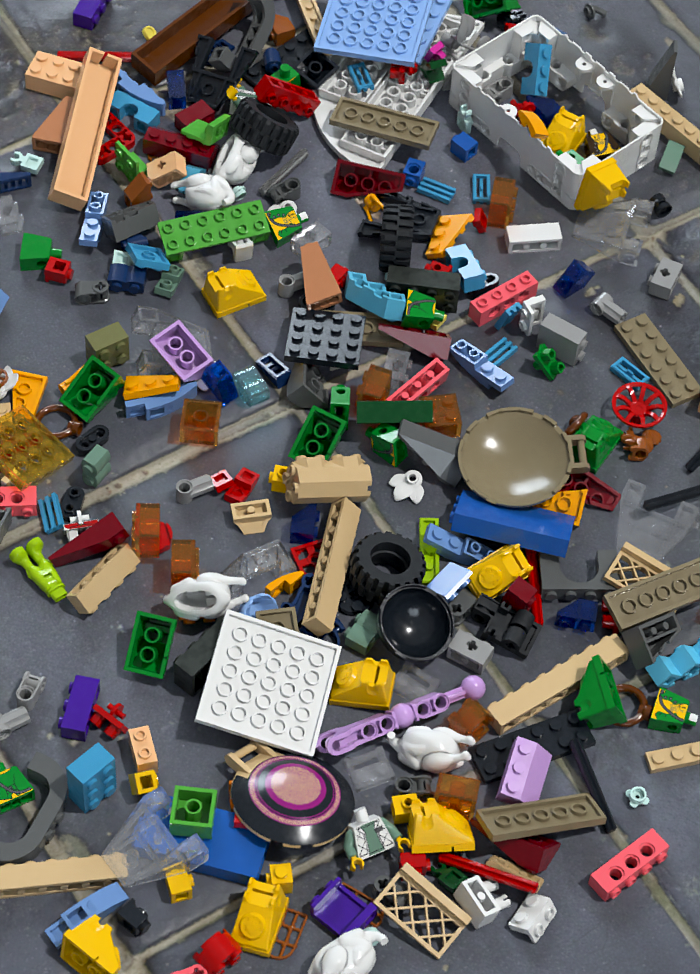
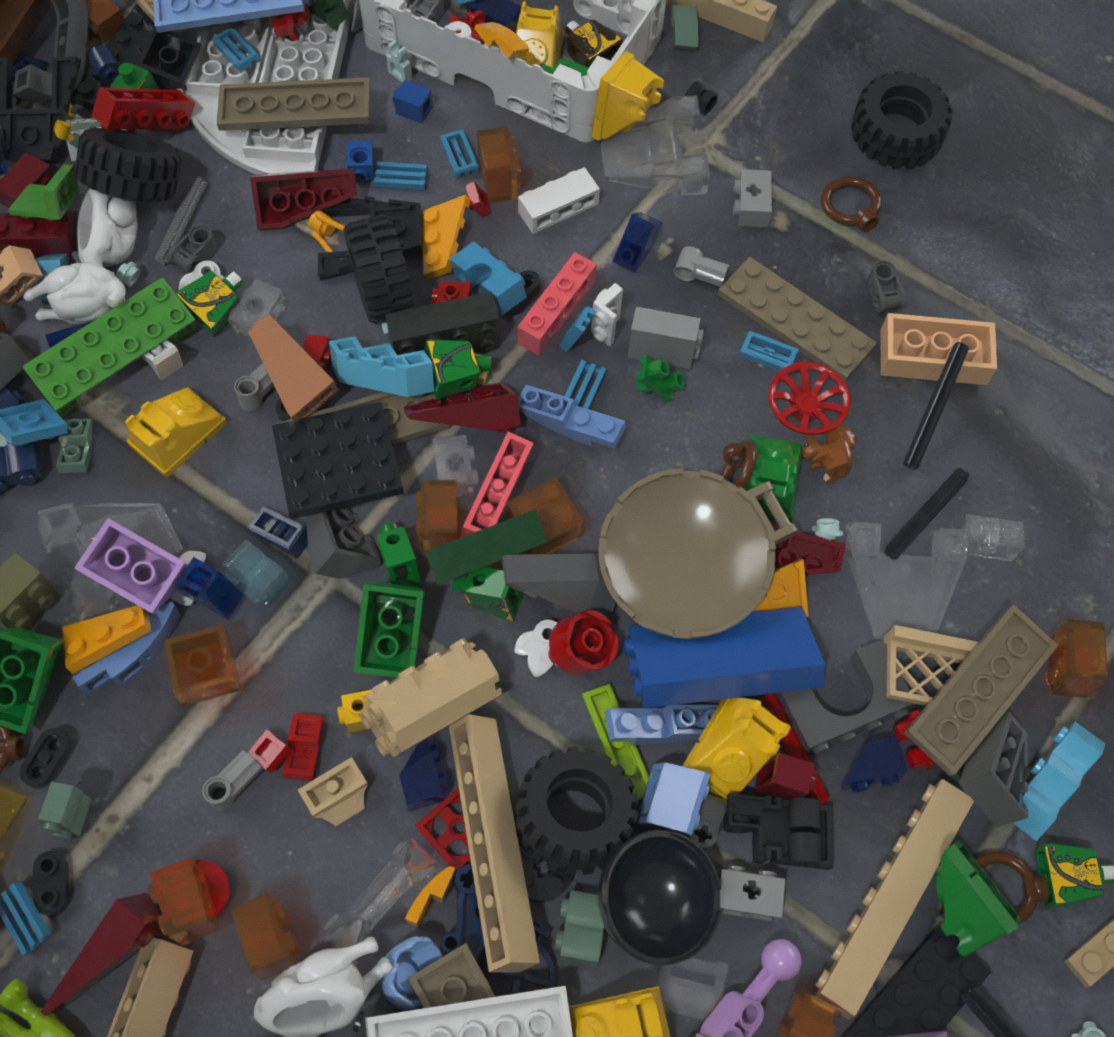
camera: 20 degrees left, 10 degrees up
(72, 530) = (66, 938): white hips -> none
(430, 487) = (583, 643): none -> red brick
(615, 483) = (827, 528): none -> light aqua plate

